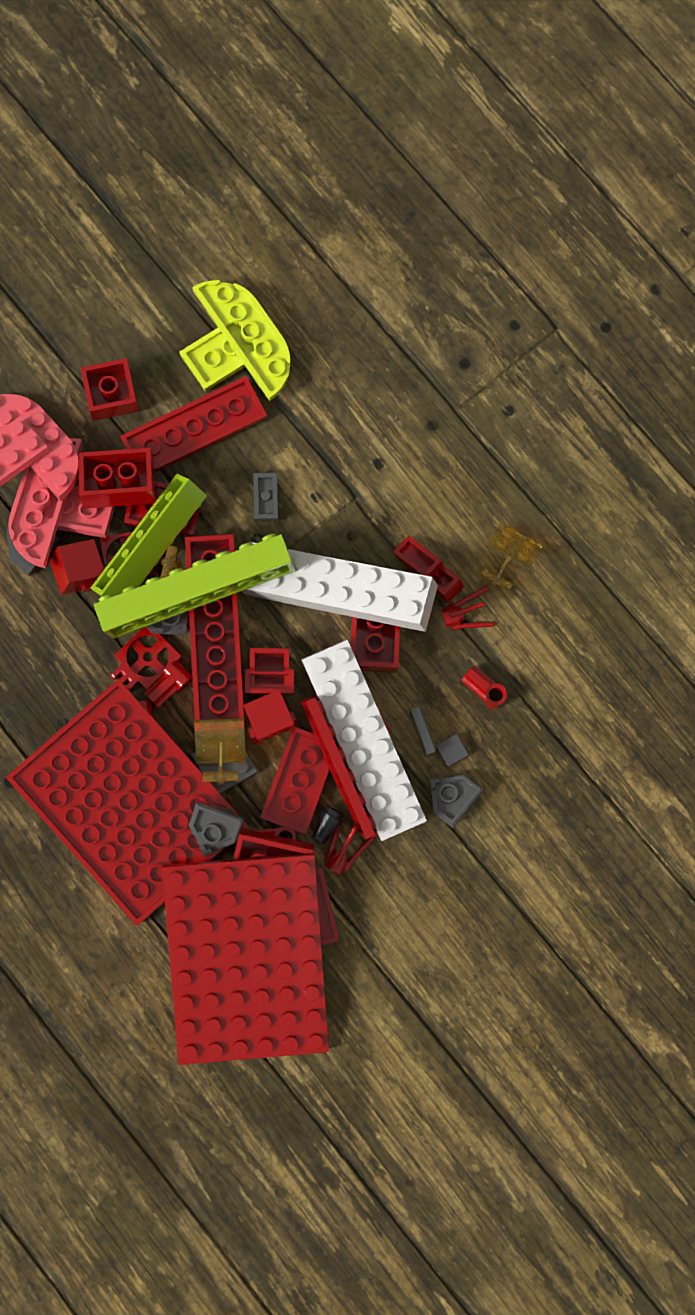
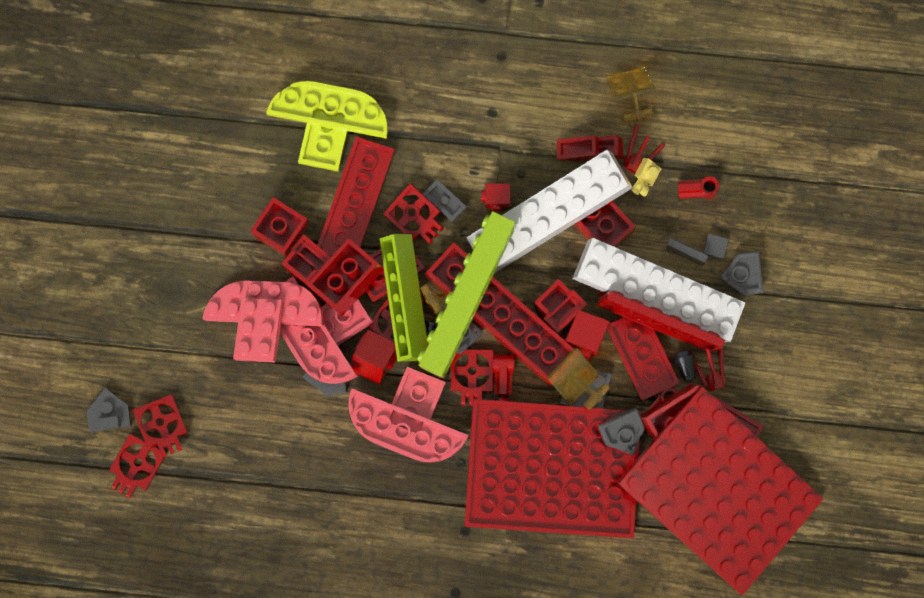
camera: 30 degrees left, 0 degrees up
(49, 647) = (407, 422): none -> coral plate
(101, 432) = (305, 260): none -> red plate
(229, 502) = (426, 226): none -> red piece
(311, 533) = (496, 196): none -> red brick
(453, 635) = (646, 176): none -> light yellow plate

